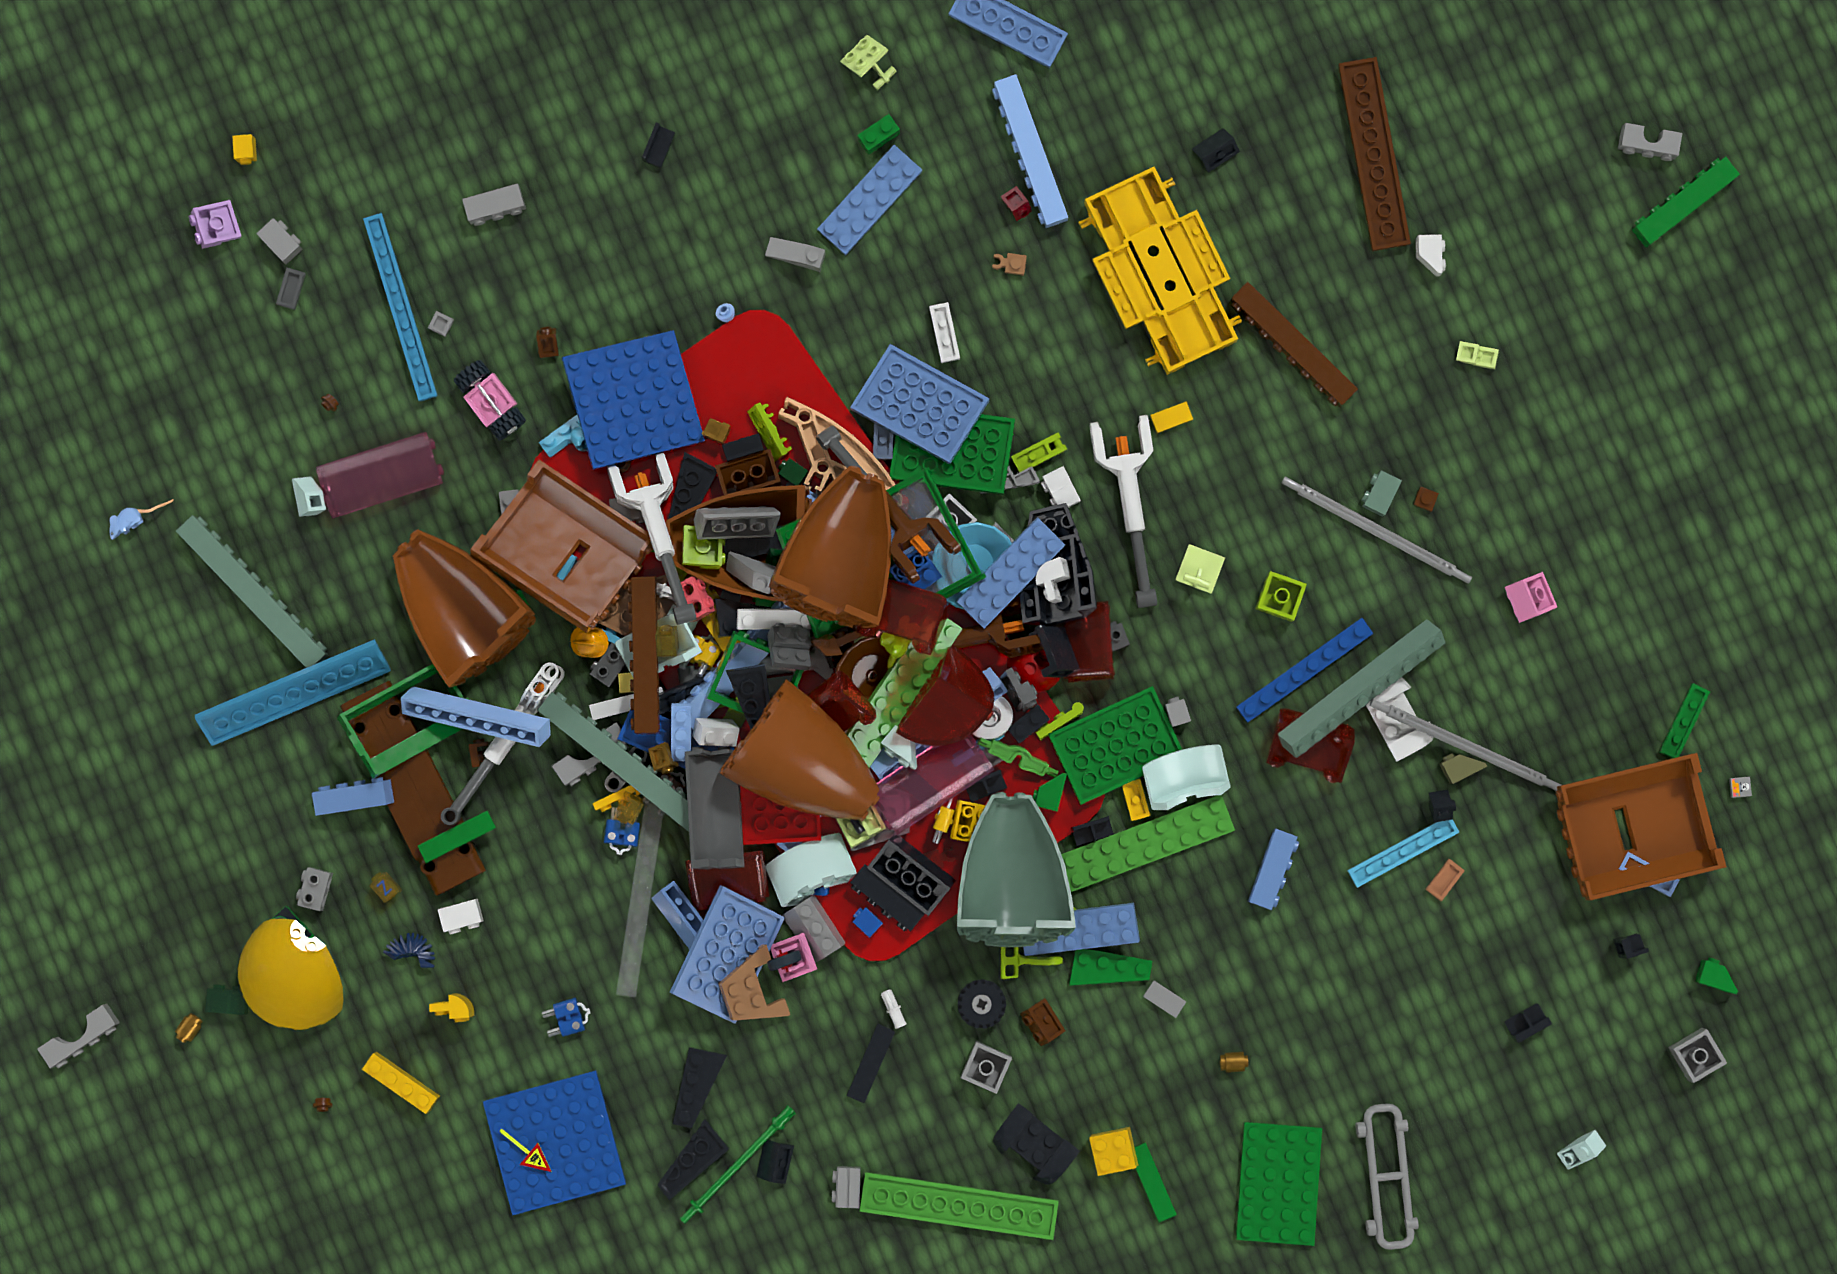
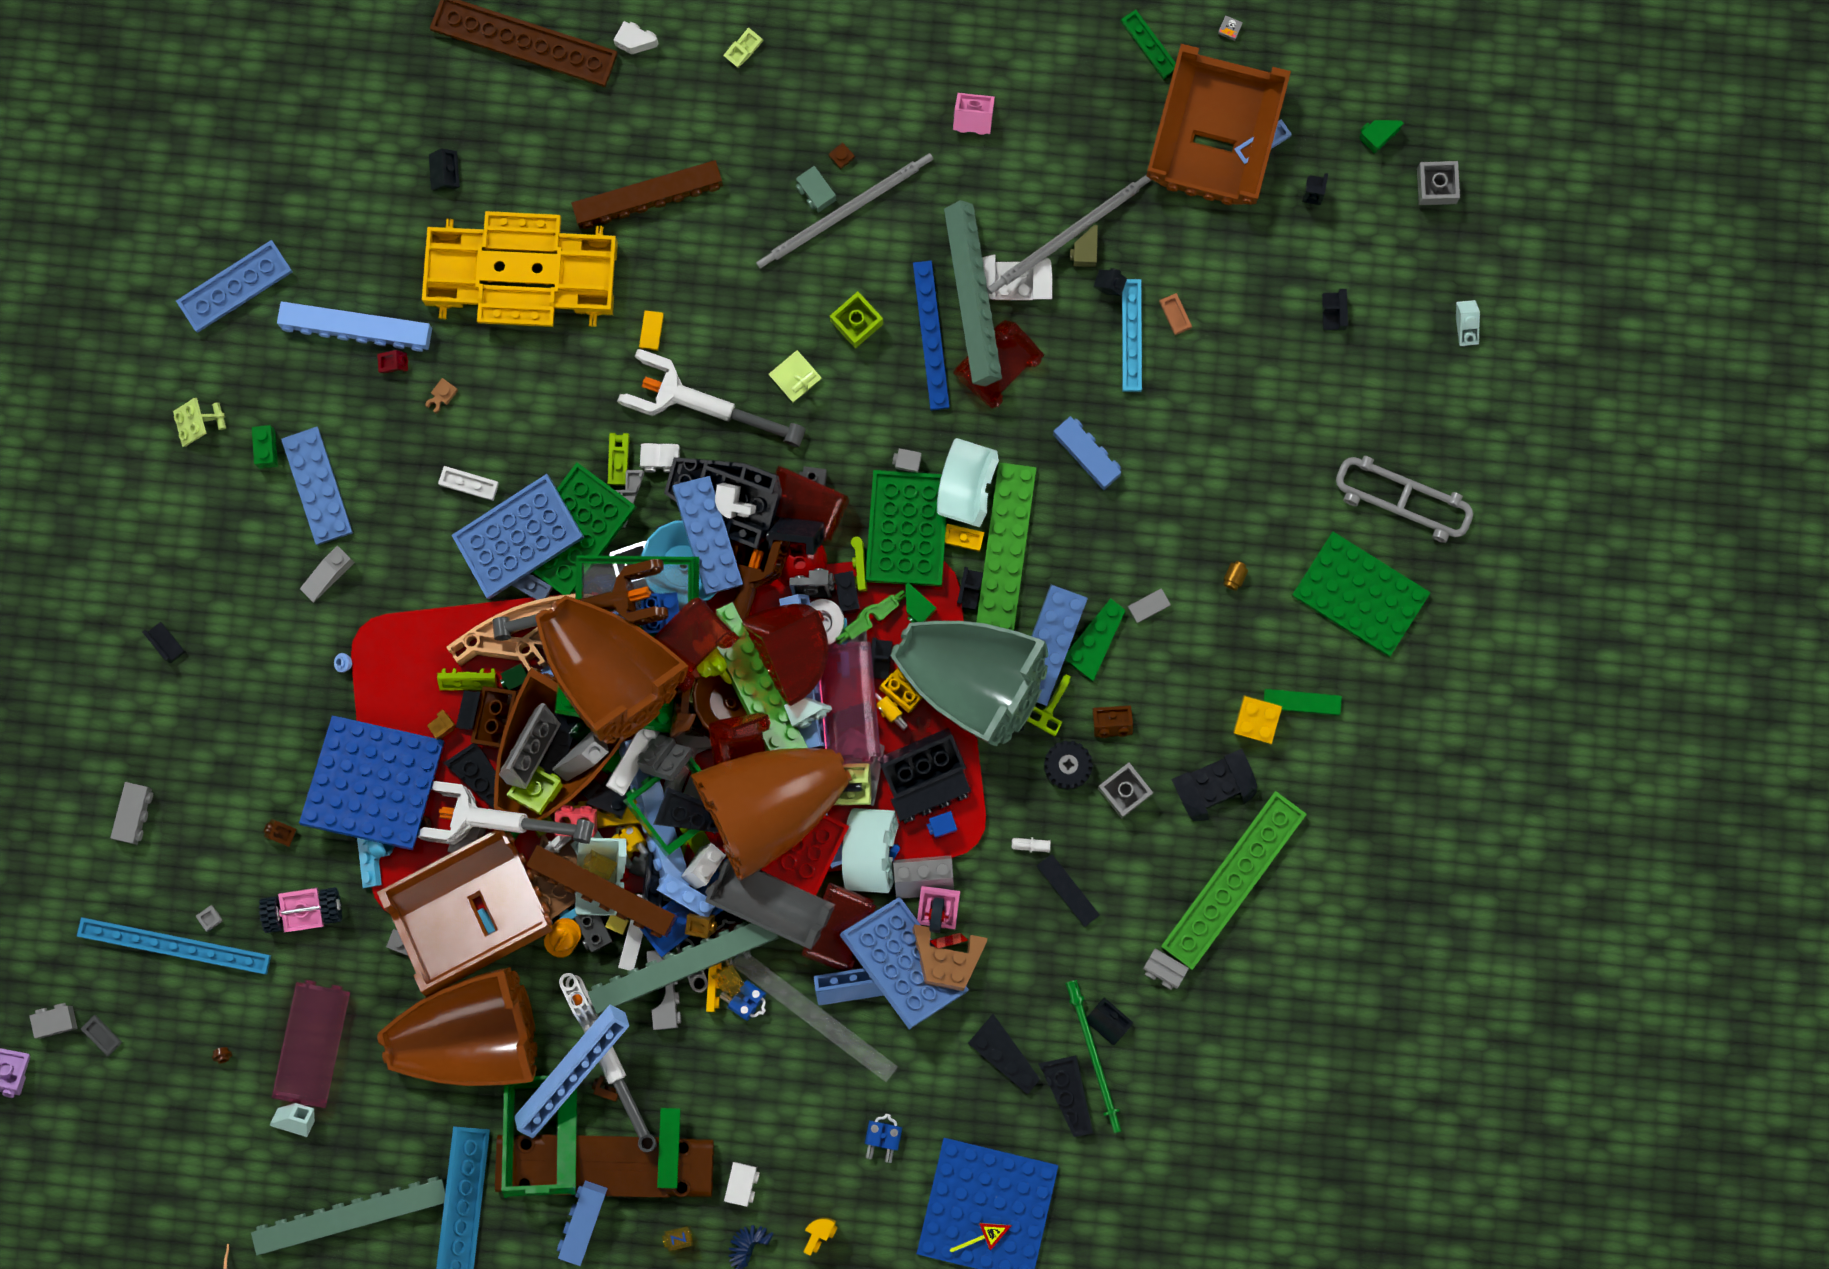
camera: 55 degrees left, 5 degrees down
(769, 982) = (948, 940): none -> clear red sticker

